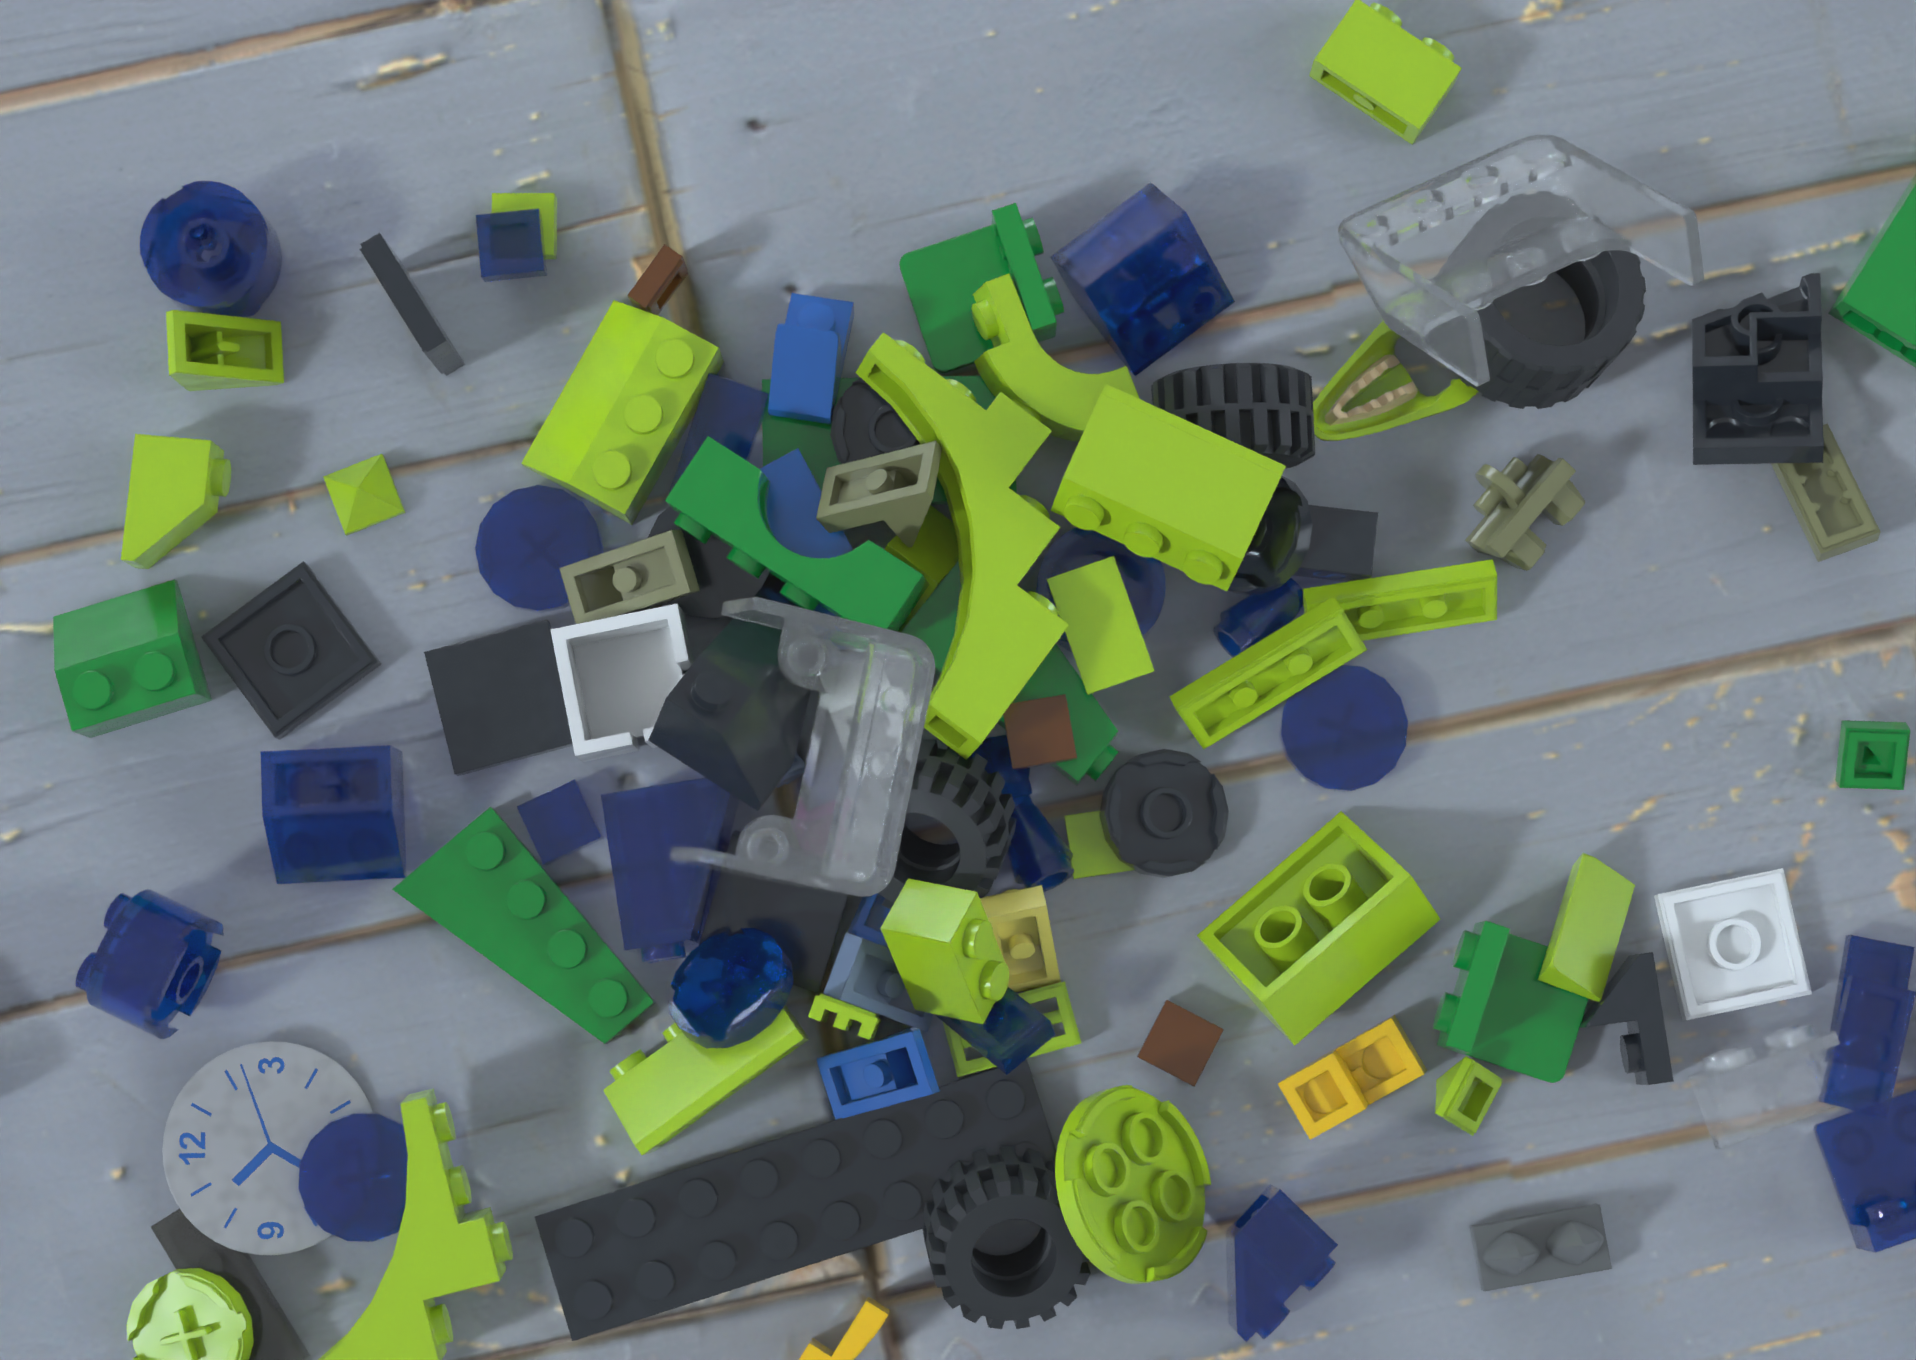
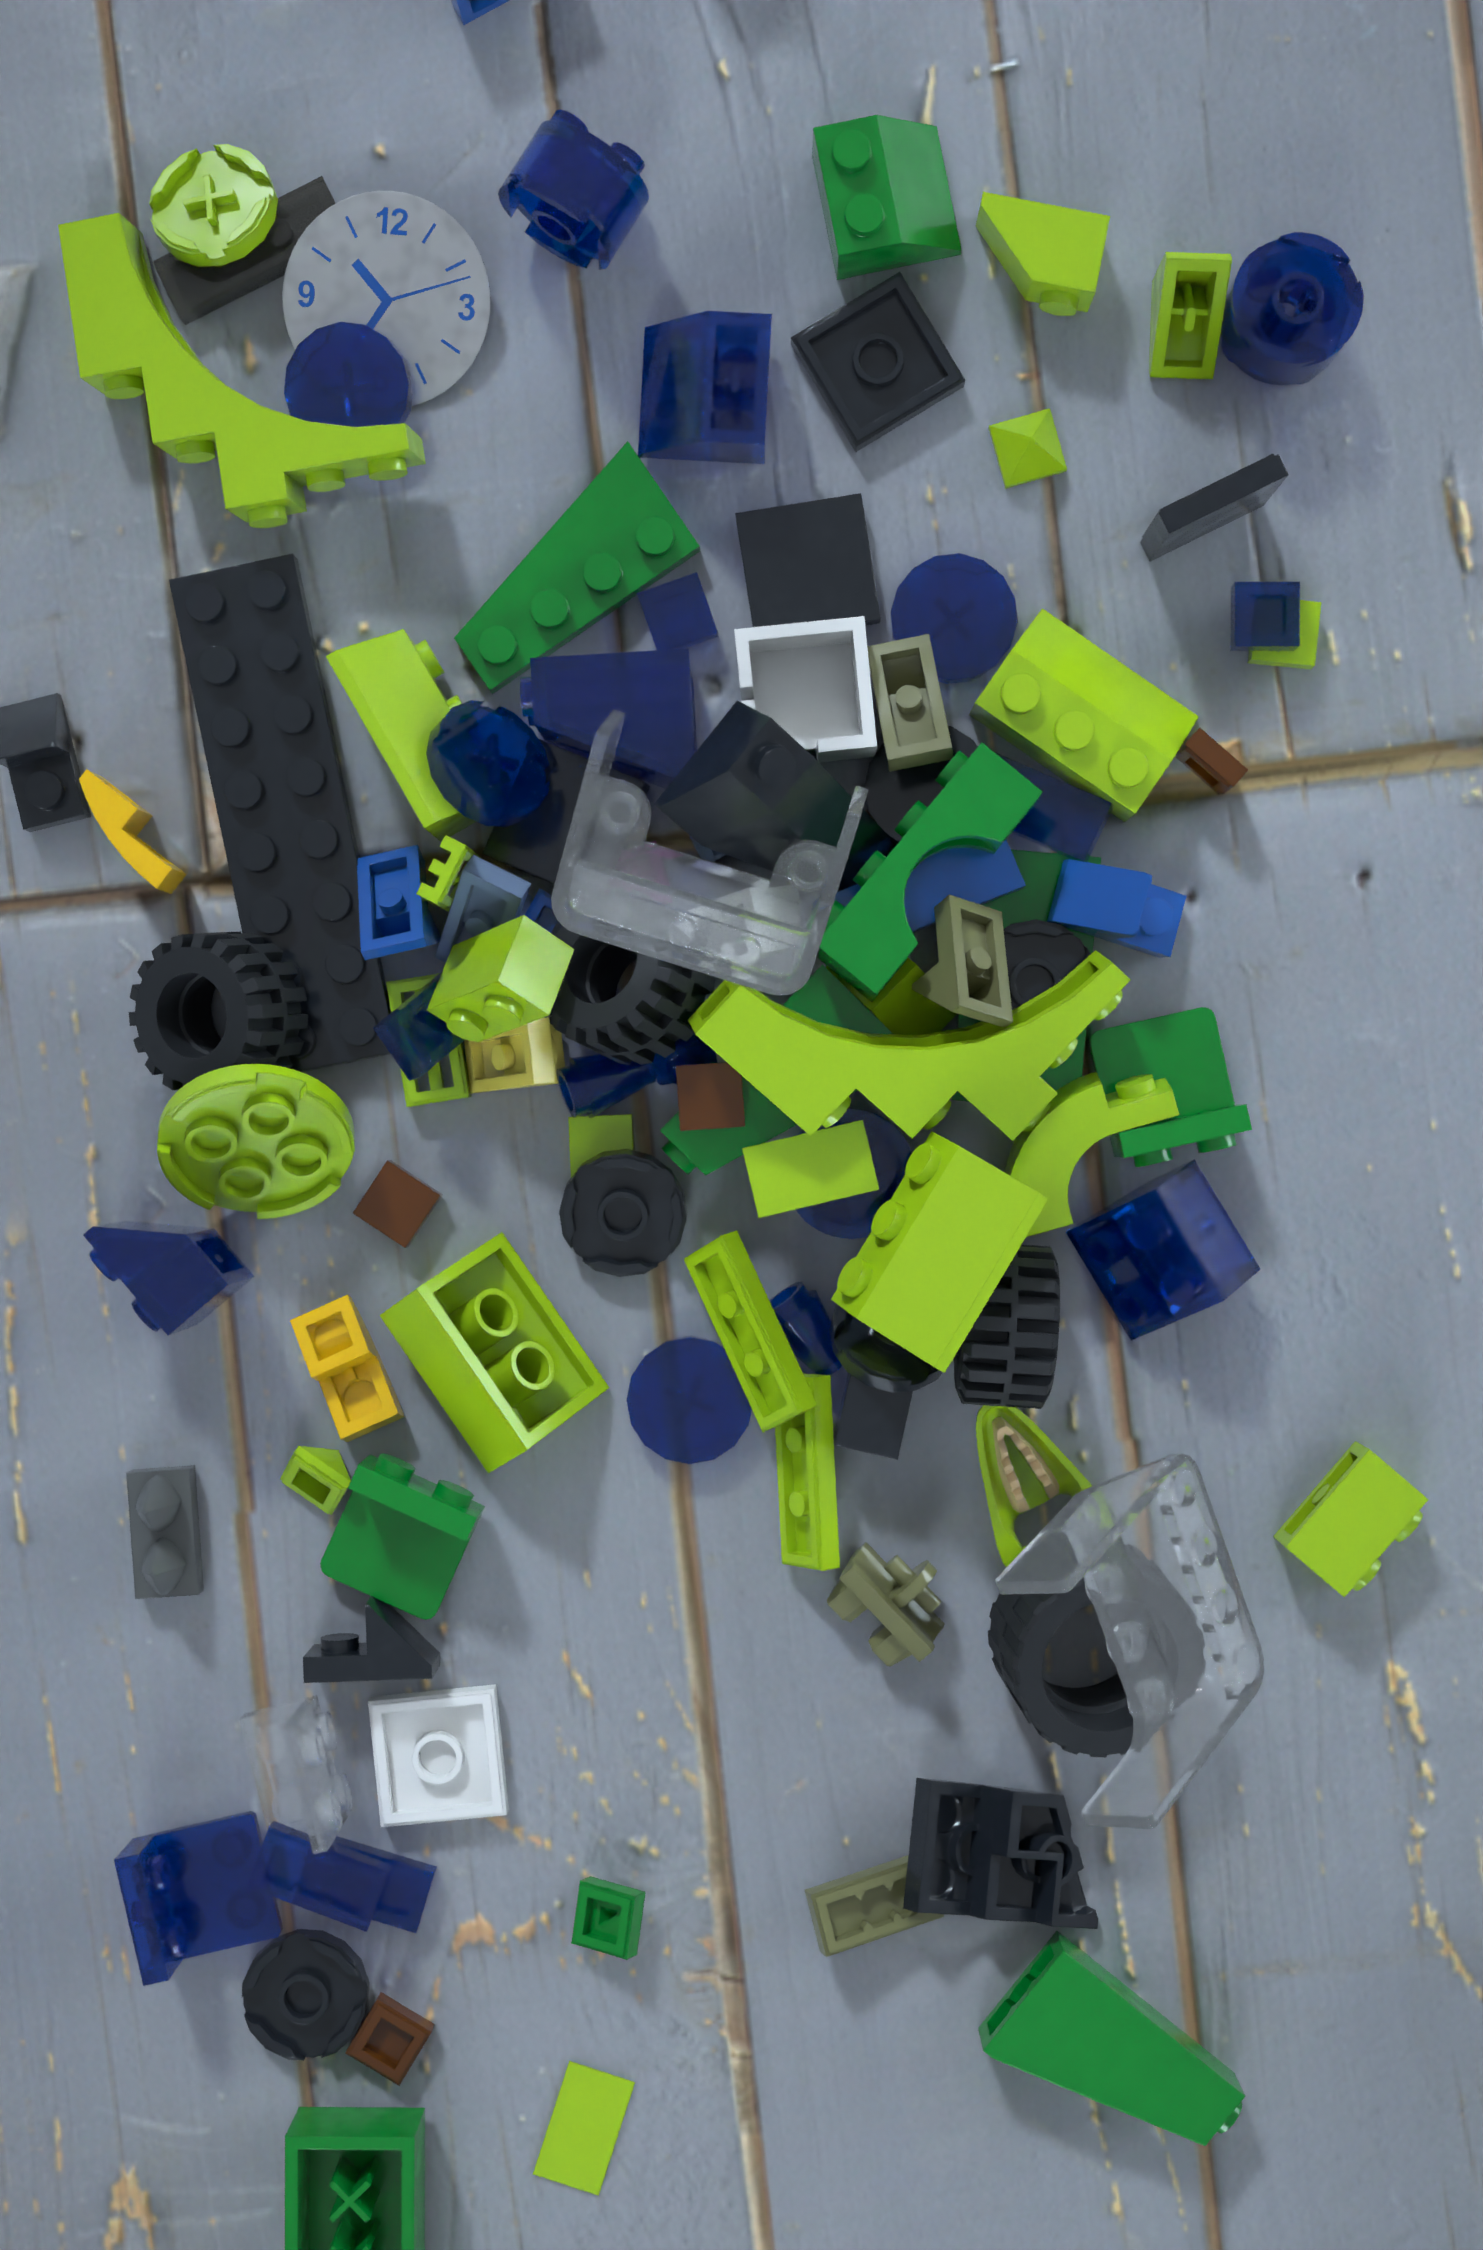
camera: 90 degrees right, 5 degrees up
(1587, 928) = (465, 1615): lime slope -> none

